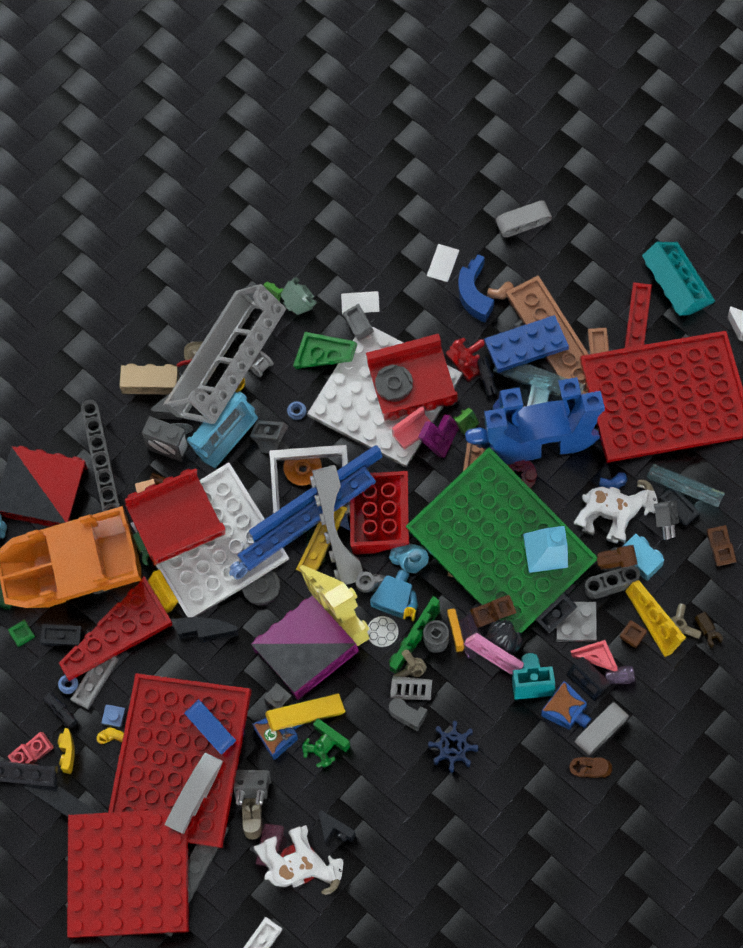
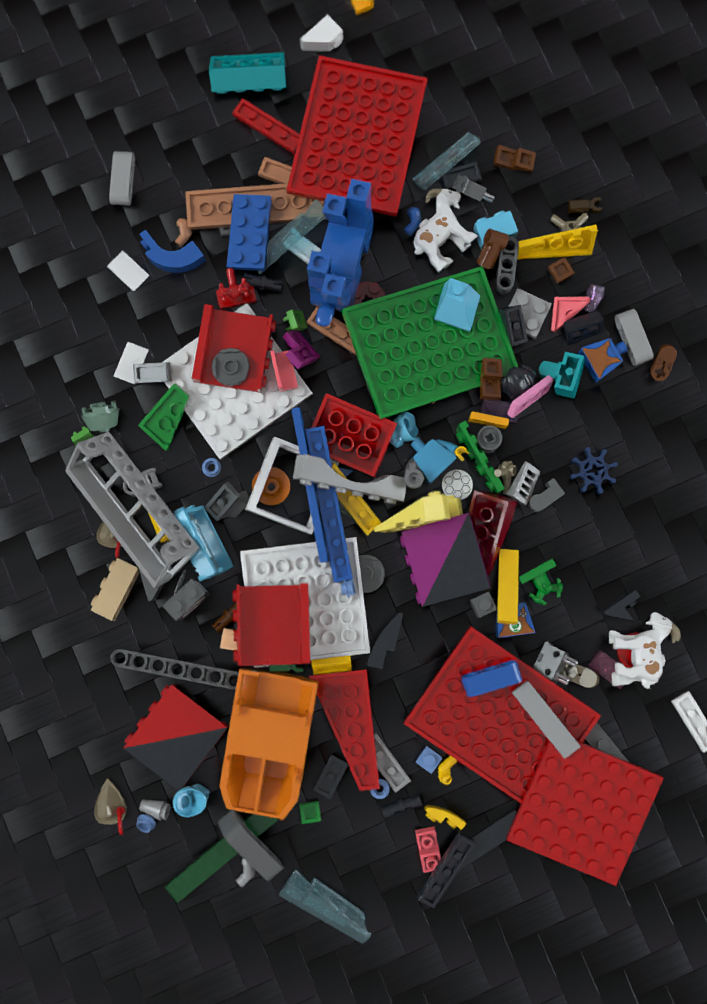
camera: 70 degrees left, 15 degrees up
(360, 674) = (491, 520): none -> dark red wedge

